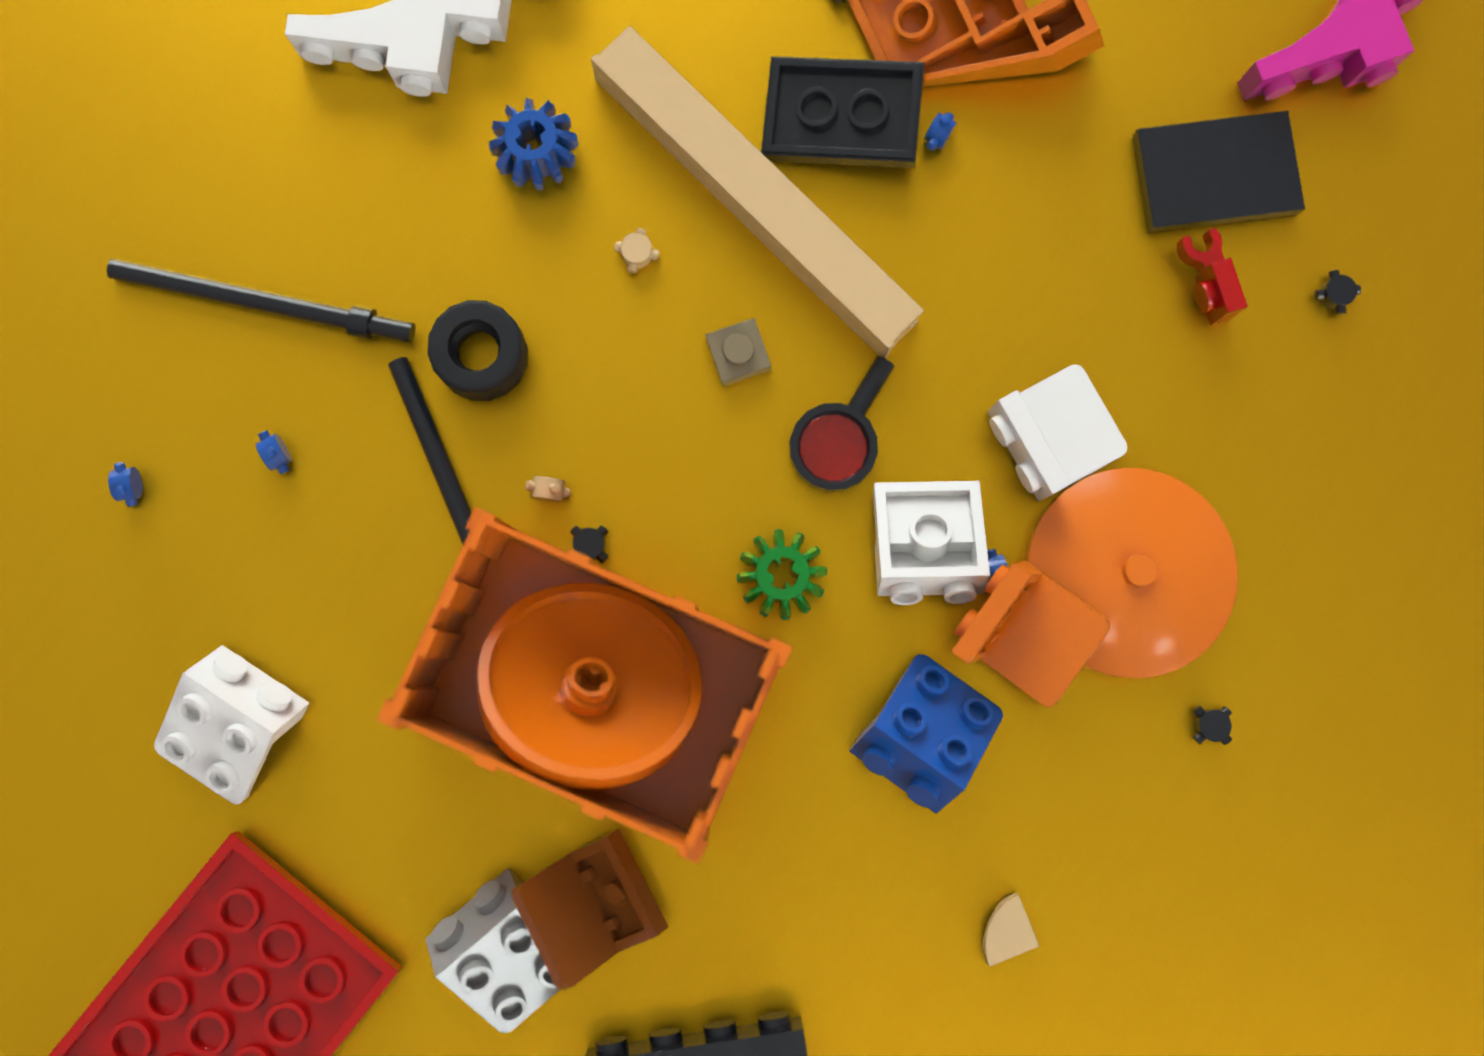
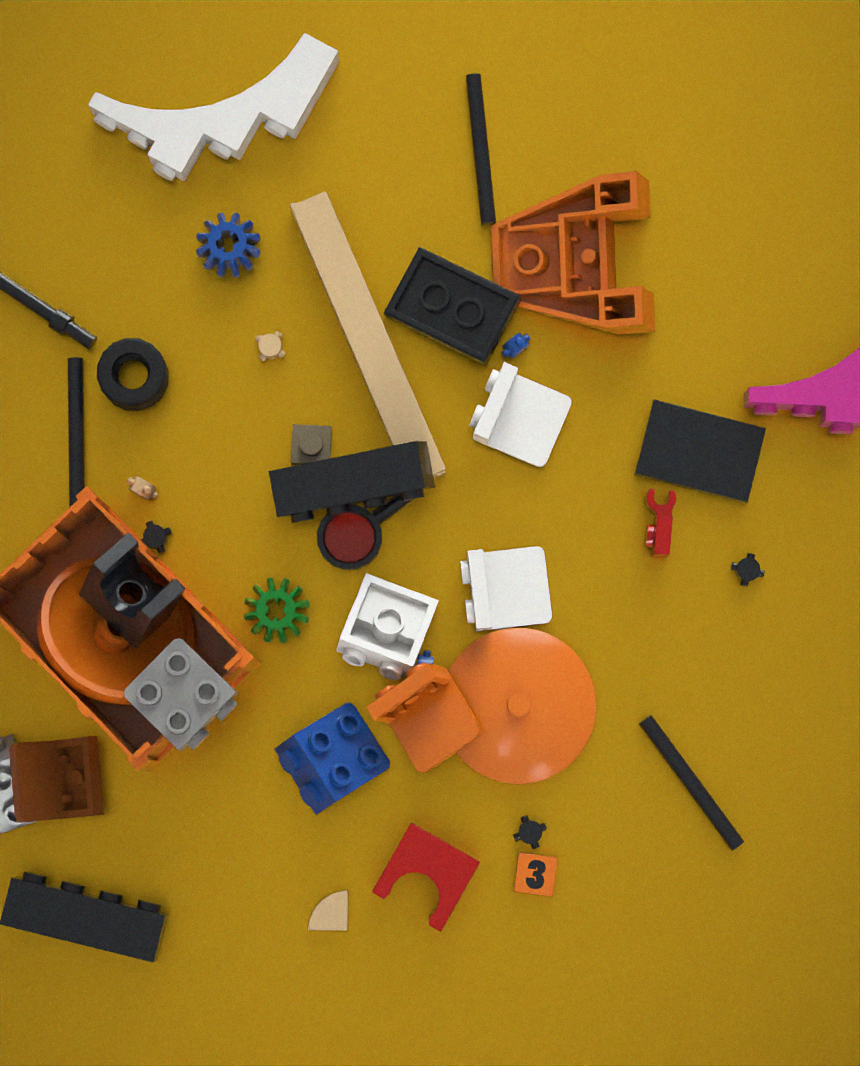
camera: 25 degrees right, 0 degrees up
(567, 606) = (120, 573): none -> black piece
(716, 737) = (181, 695): none -> light grey bracket
(813, 369) = (352, 480): none -> black brick
(983, 213) = (520, 416): none -> white bracket
(1103, 809) = (437, 859): none -> red piece
(1242, 775) = (535, 874): none -> orange tile
(1384, 582) = (691, 782): none -> black piece

